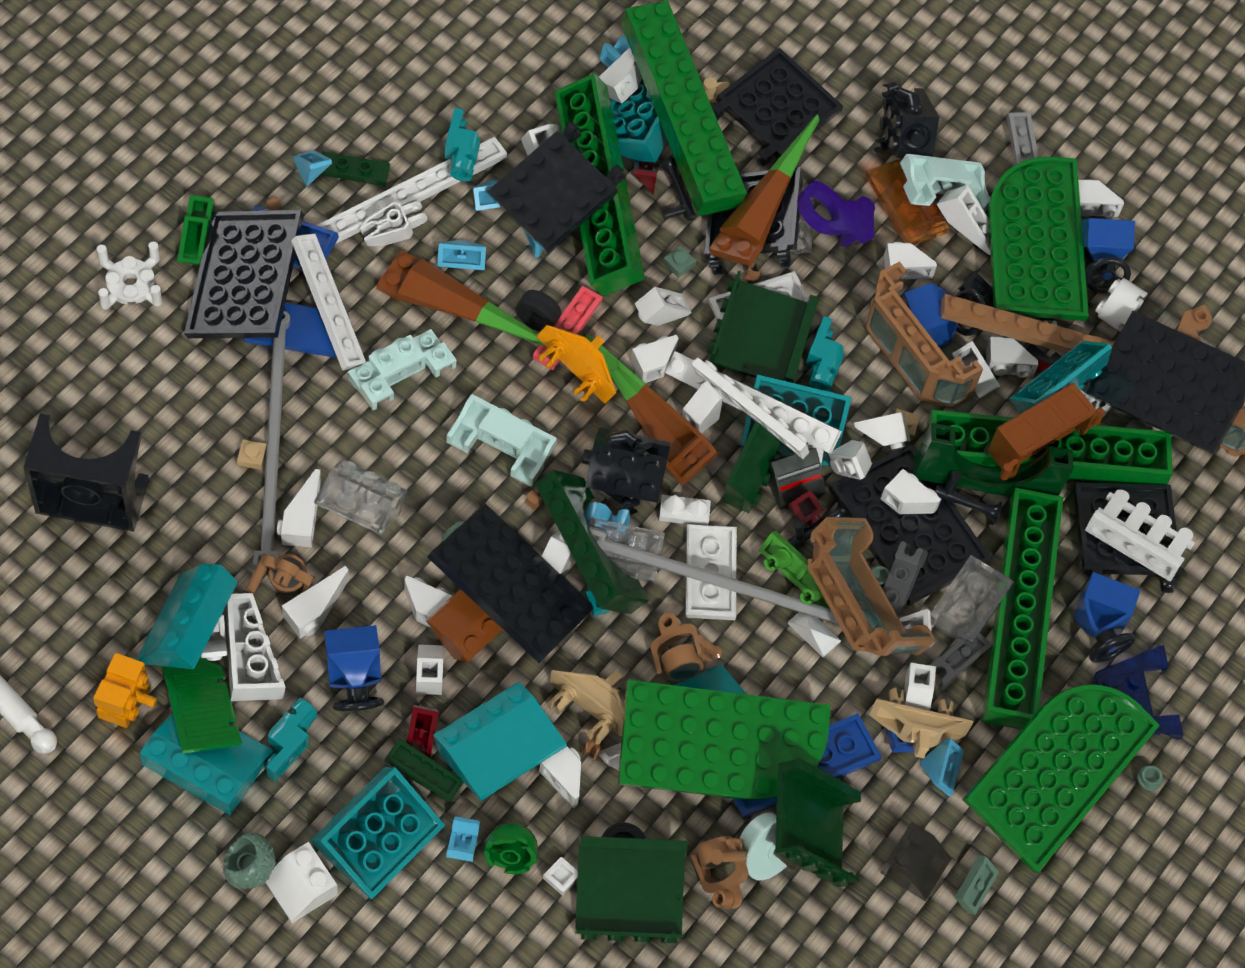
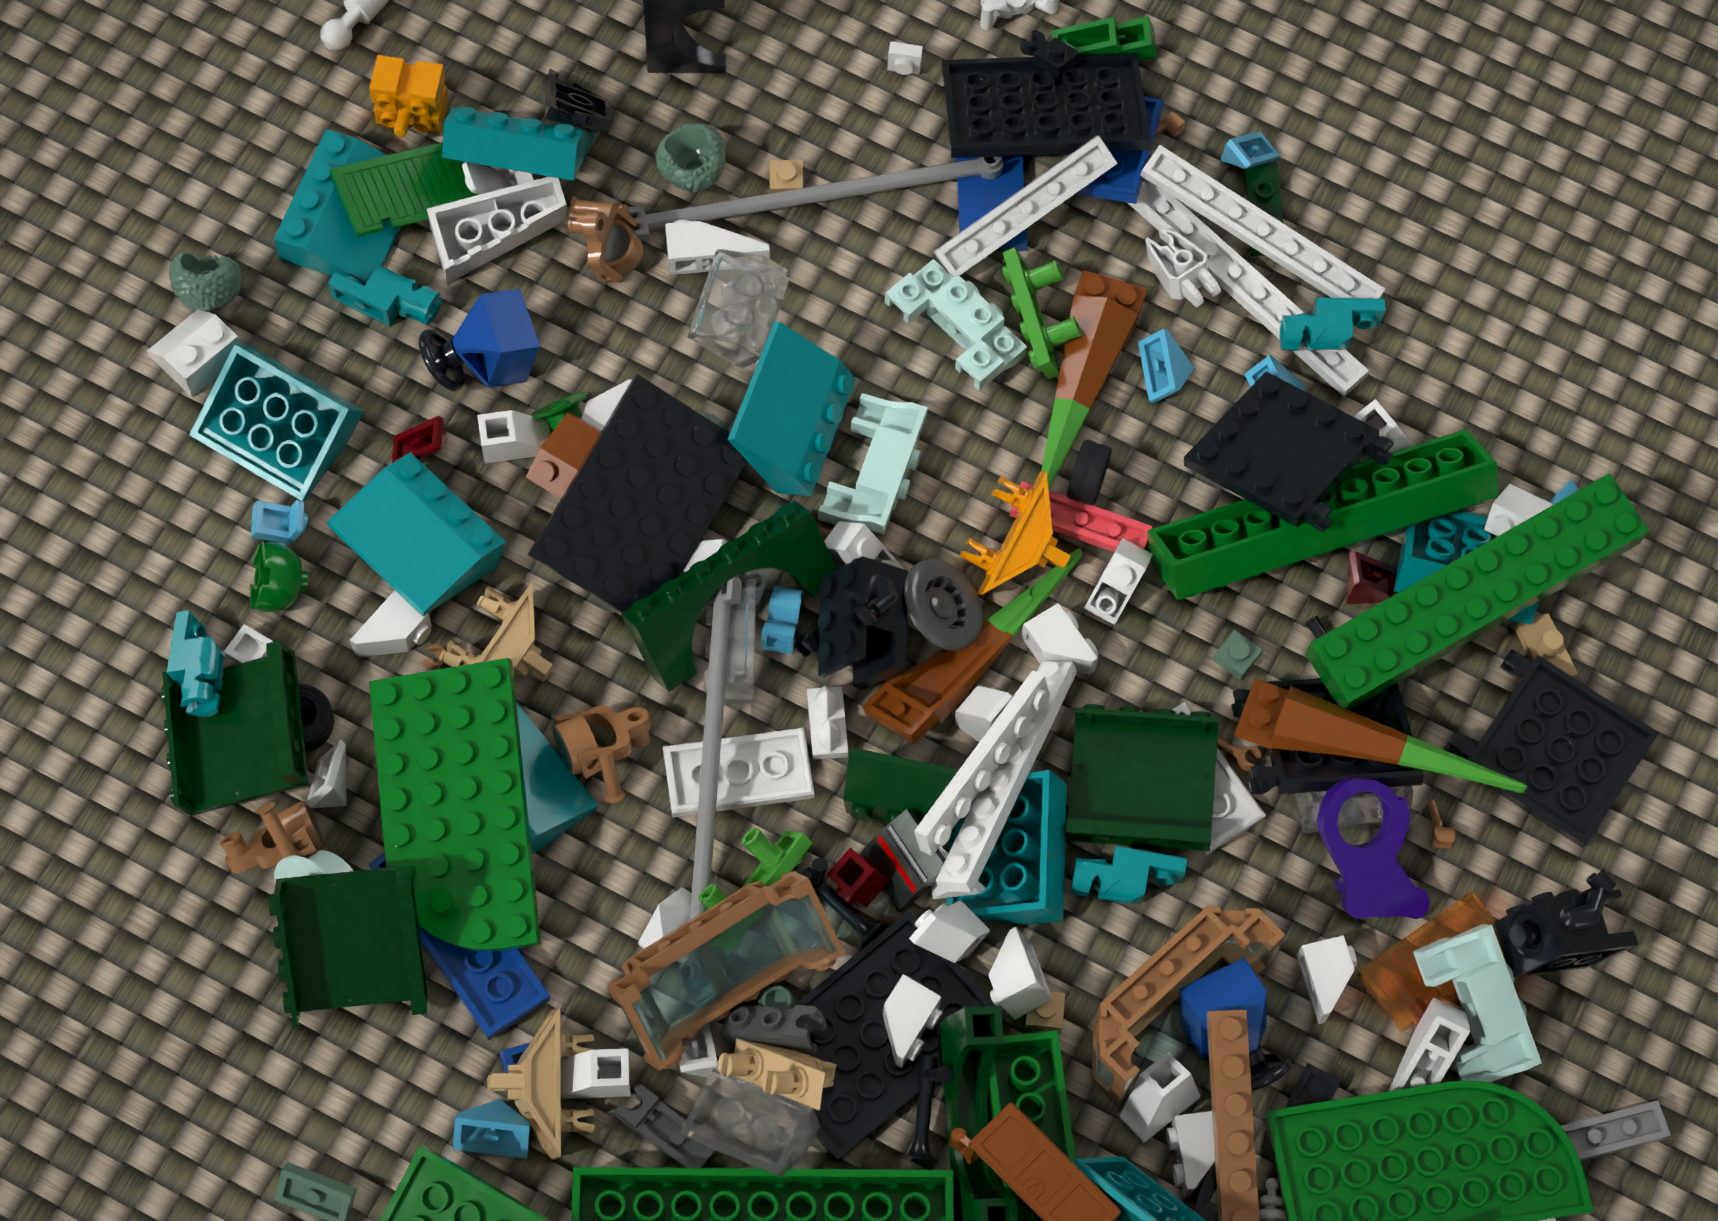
camera: 85 degrees right, 5 degrees up
(162, 575) = (576, 105): none -> black wing
(176, 356) = (904, 58): none -> white plate
(202, 261) = (1051, 56): none -> black plate
(227, 506) = (692, 157): none -> sand green hair
(310, 608) = (580, 290): white slope -> none
(377, 170) = (1257, 228): none -> white plate
(394, 322) = (1025, 301): none -> bright green plate
(412, 631) = (558, 409): none -> green piece
(424, 770) = (370, 453): dark green plate -> none
(461, 474) = (791, 411): none -> teal slope
(567, 459) = (853, 541): none -> white slope
(575, 907) = (196, 665): none -> teal plate
(617, 313) = (1118, 581): none -> white slope
(620, 415) = (943, 604): none -> dark grey wheel
(662, 306) = (1148, 639): white slope -> none
(676, 829) = (329, 780): none -> white slope
(823, 177) = (1441, 836): none -> medium nougat hand
(917, 861) = (337, 1106): clear smoke slope -> none
(942, 567) = (779, 1071): none -> tan connector

